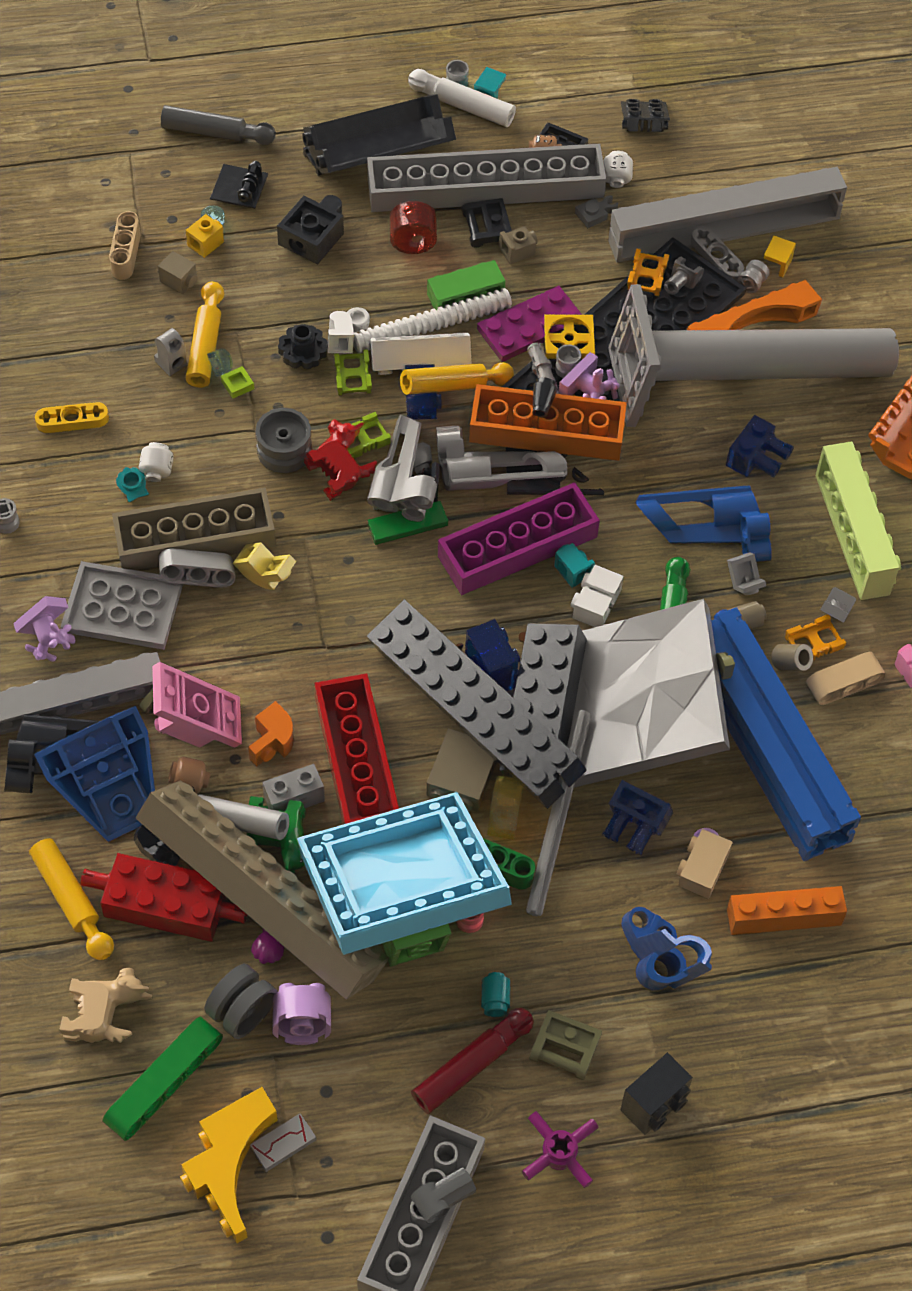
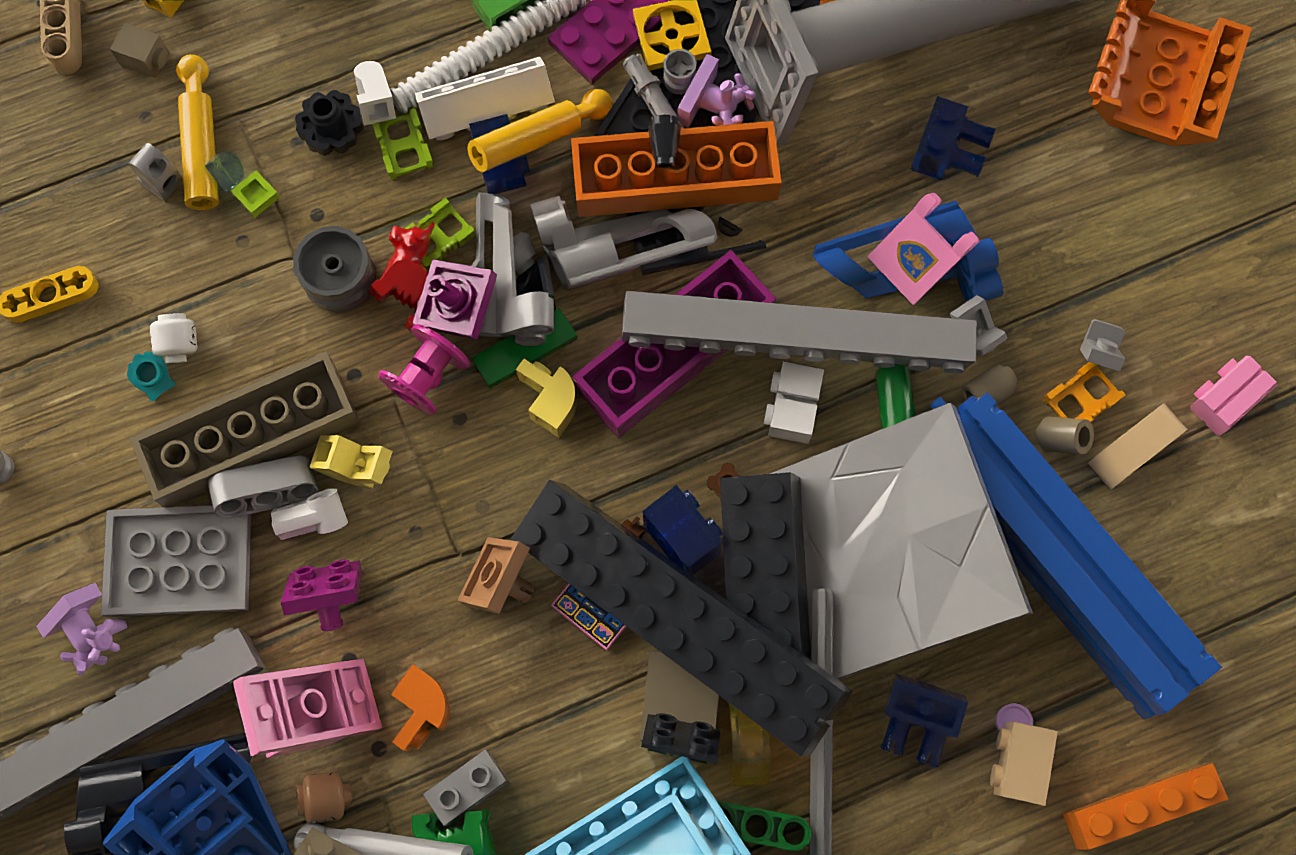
camera: 10 degrees left, 15 degrees up
(223, 643) = (323, 591): none -> magenta plate
(230, 595) = (318, 513): none -> white piece
(331, 519) = (424, 369): none -> dark pink hose
(350, 658) = (496, 576): none -> medium nougat tile
(355, 747) = (537, 717): red brick -> none
(359, 318) = (393, 64): white tile -> none
(366, 472) = (455, 299): none -> magenta plate
(411, 704) = (588, 617): none -> tile
(421, 555) = (557, 396): none -> light yellow brick
(445, 774) = (691, 740): none -> black hinge
(572, 564) = (754, 369): teal brick -> none
(610, 541) = (798, 331): none -> light grey brick
(712, 514) = (916, 254): none -> bright pink flag
(725, 665) = (997, 488): olive tile -> none
(857, 520) = (1102, 218): yellowish green brick -> none

